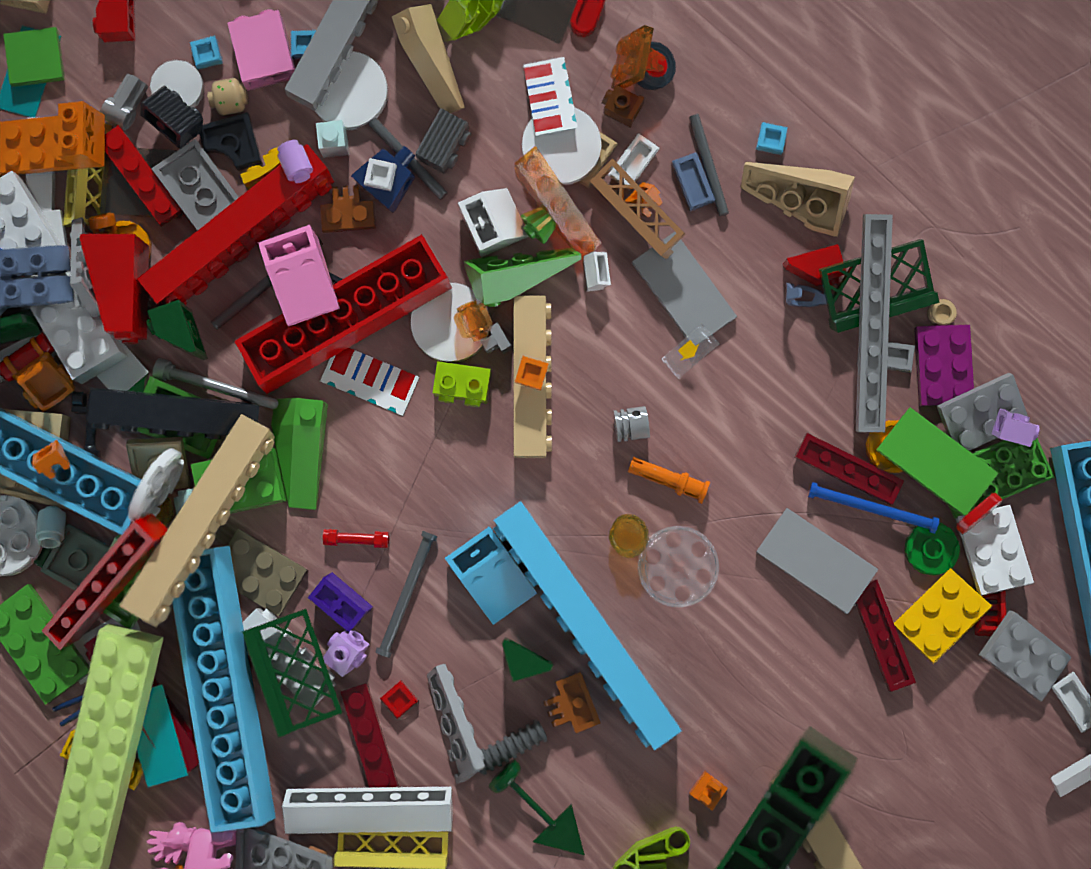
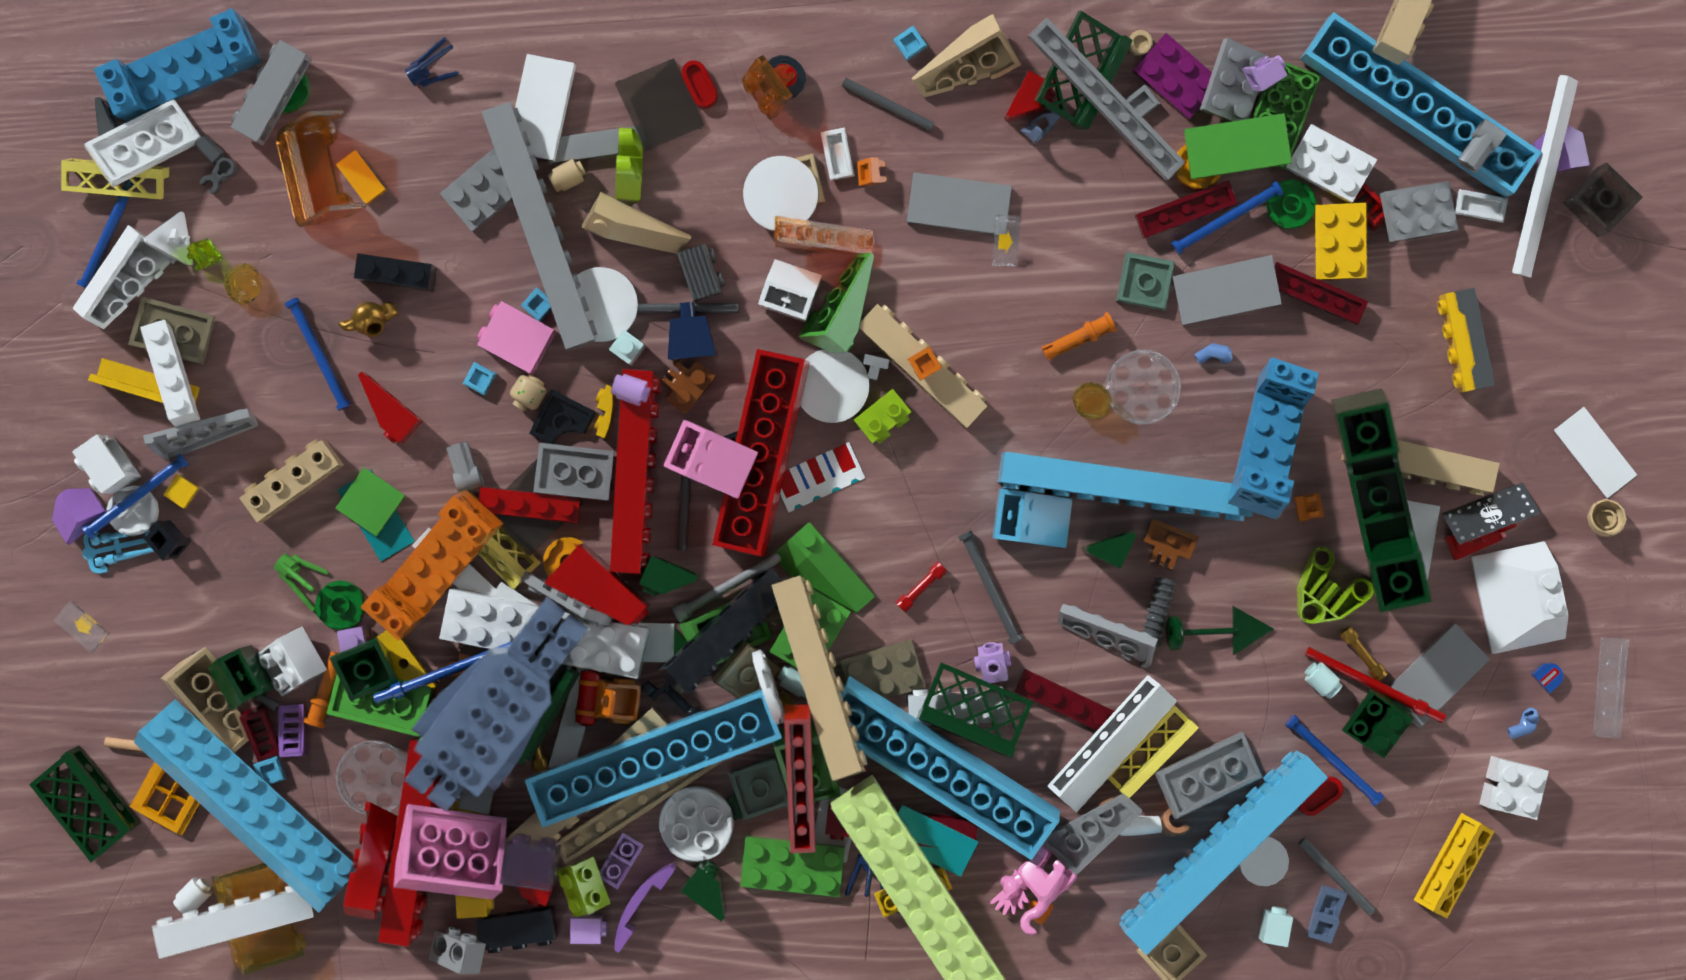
camera: 50 degrees left, 5 degrees up
(47, 457) = (684, 739): orange tile -> none
(50, 527) = (721, 785): light aqua brick -> none
(102, 221) = (539, 559): orange tile -> none
(172, 116) = (510, 444): black brick -> none
(179, 77) = (486, 421): white tile -> none
(340, 601) = (955, 636): dark purple hinge -> none
(380, 174) = (687, 338): white tile -> none
(399, 699) = (1056, 657): red tile -> none
(473, 320) = (848, 369): clear orange head -> none
(538, 224) = (822, 262): bright green piece -> none
(550, 96) = (738, 169): sticker -> none
(596, 271) = (891, 252): white piece -> none
(625, 113) = (799, 129): reddish brown brick -> none
(630, 215) = (879, 192): medium nougat fence -> none
(631, 424) = (1018, 327): light grey piece -> none
(693, 181) = (889, 126): sand blue tile -> none
(731, 707) = (1271, 438): none -> dark azure plate
(760, 596) = (1214, 350): none -> medium blue arm
(762, 490) = (1145, 281): none -> sand green tile
(960, 792) = (1466, 340): none -> piece
(978, 513) = (1298, 151): red tile -> none

